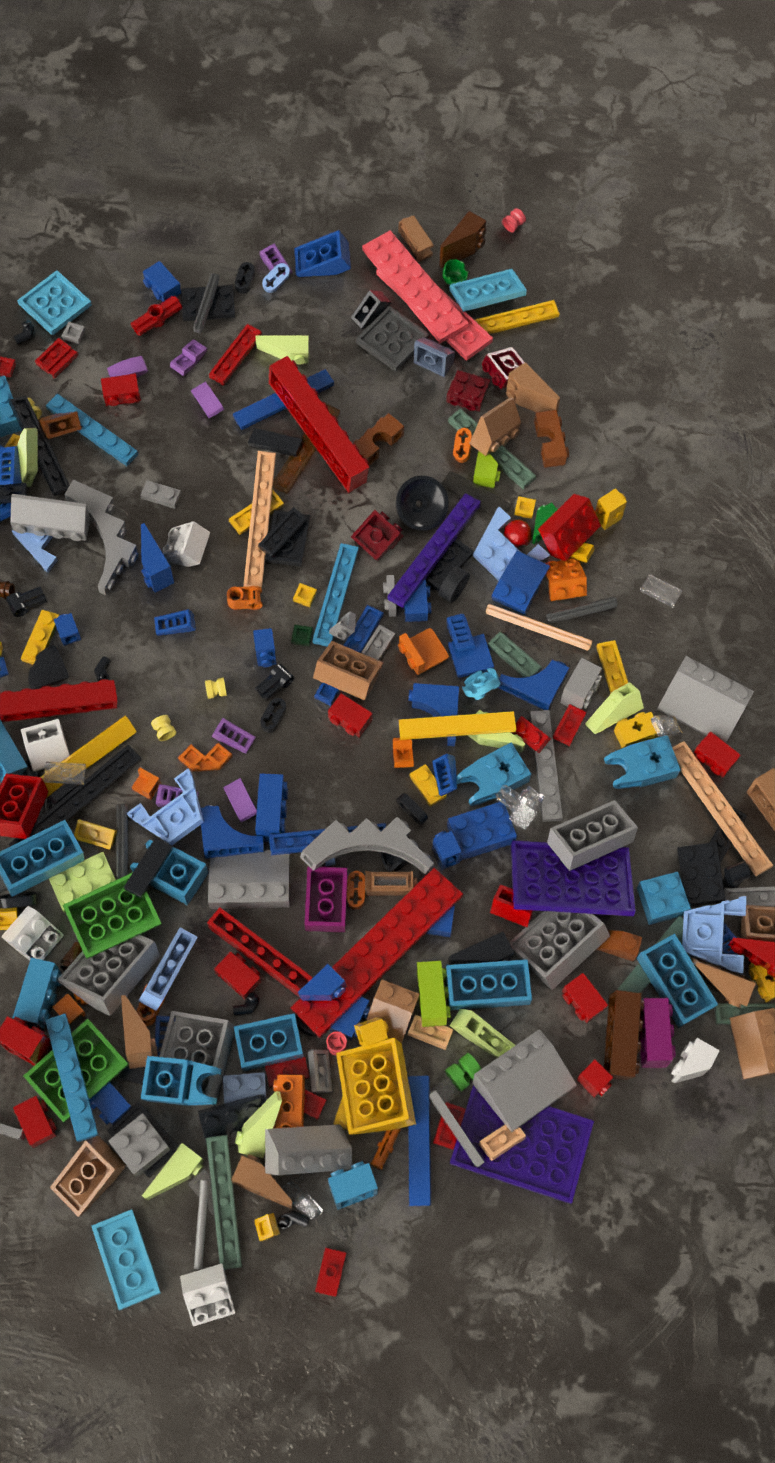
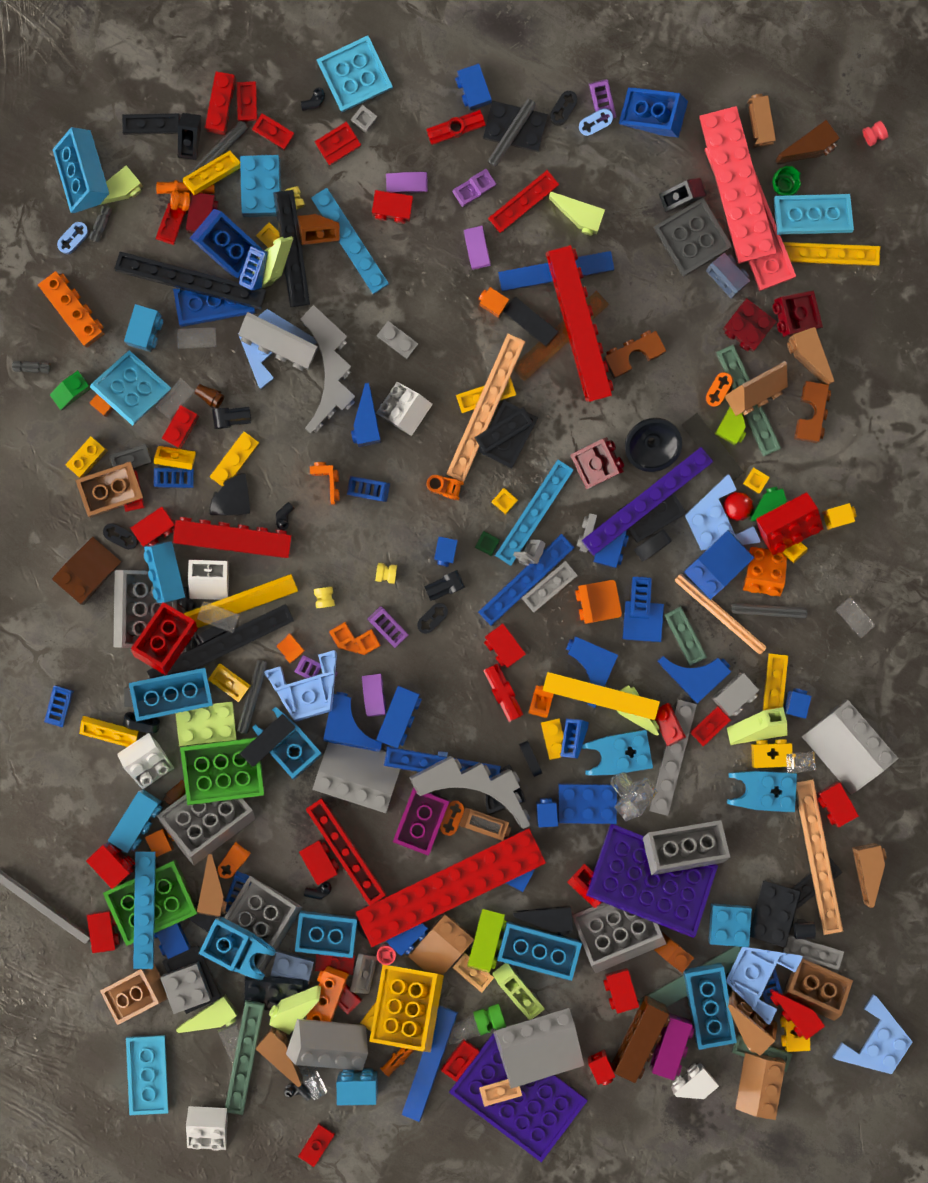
camera: 20 degrees right, 20 degrees up
(67, 629) = (262, 461): blue brick -> none
(129, 615) = (322, 468): none -> orange bracket
(167, 969) = (257, 839): light blue brick -> none
(201, 1224) = (219, 1069): light grey bar -> none
(236, 436) = (493, 301): none -> orange brick
(266, 1227) = (274, 1090): yellow plate -> none
(323, 986) = (391, 908): blue slope -> none
(347, 670) = (517, 602): medium nougat slope -> none
(364, 757) = (503, 692): none -> red piece
(371, 1031) = (419, 958): yellow brick -> none
(456, 1129) = (463, 1069): light grey tile -> none
(481, 683) = (638, 666): medium azure plate -> none
(642, 674) = (797, 703): none -> blue brick

